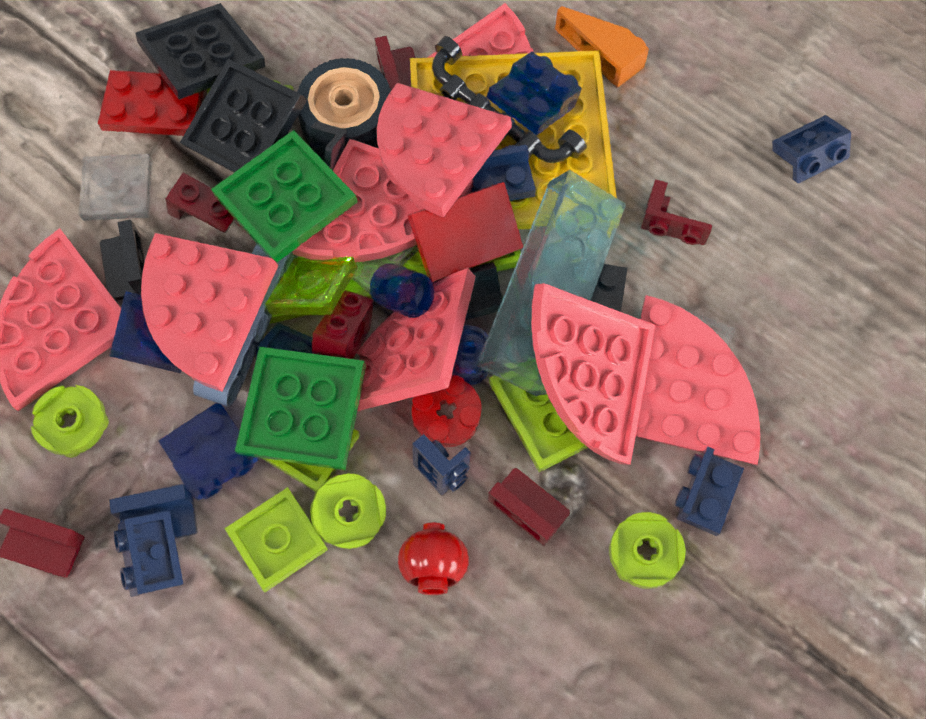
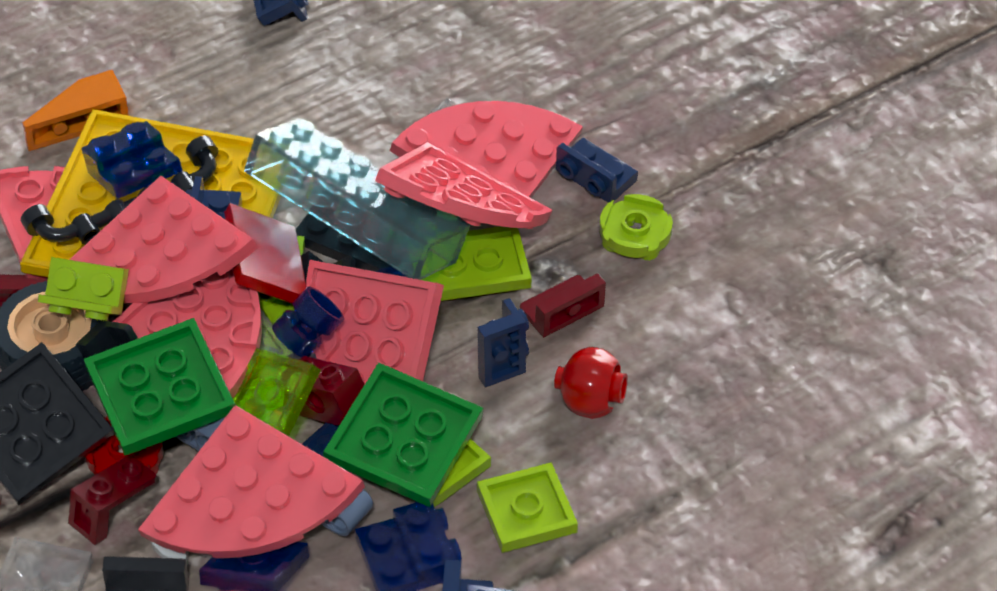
camera: 75 degrees left, 20 degrees down
(364, 524) = (533, 448): lime plate -> none
(365, 105) = (85, 287): none -> lime bracket
(465, 416) = (459, 348): red plate -> none
(661, 223) = (318, 113): dark red bracket -> none

